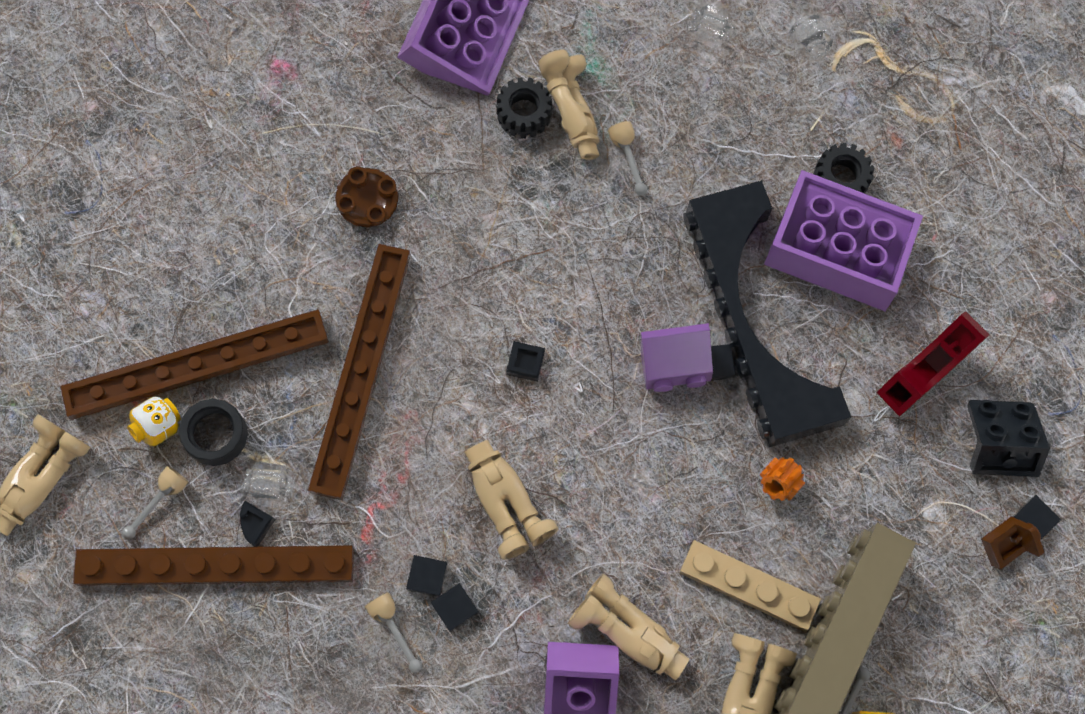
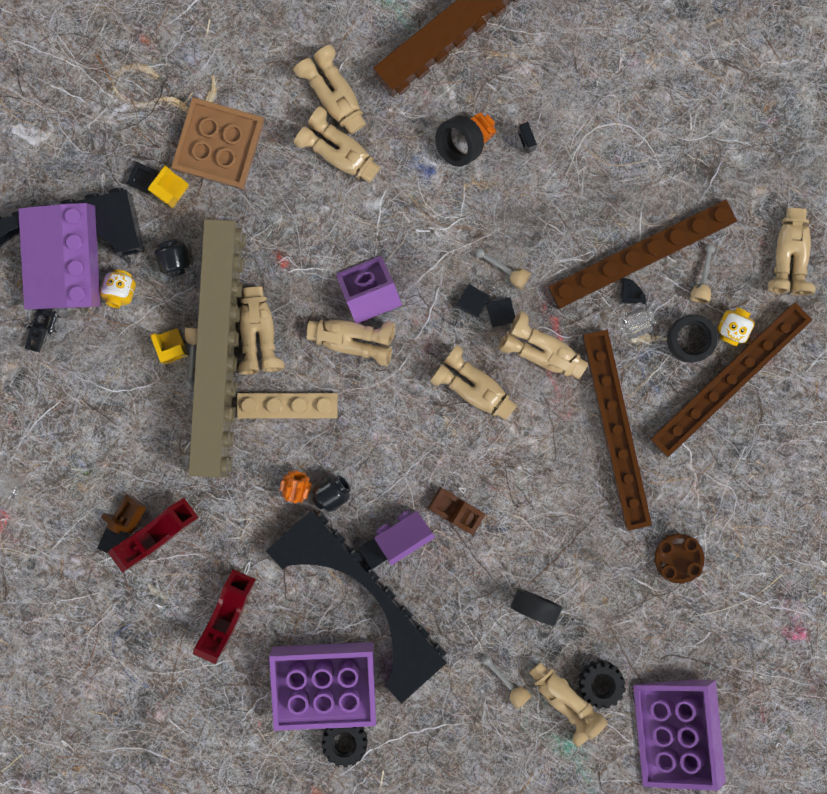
camera: 160 degrees right, 15 degrees up
(388, 491) = (555, 354): none -> tan piece
(525, 361) = (507, 490): black tile -> none
(558, 213) = (536, 607): none -> black tyre
(597, 364) = (456, 511): none -> reddish brown slope
(740, 452) = (331, 492): none -> black head
(986, 500) = (154, 535): none -> dark red arch
(1007, 438) = (154, 591): black bracket -> none

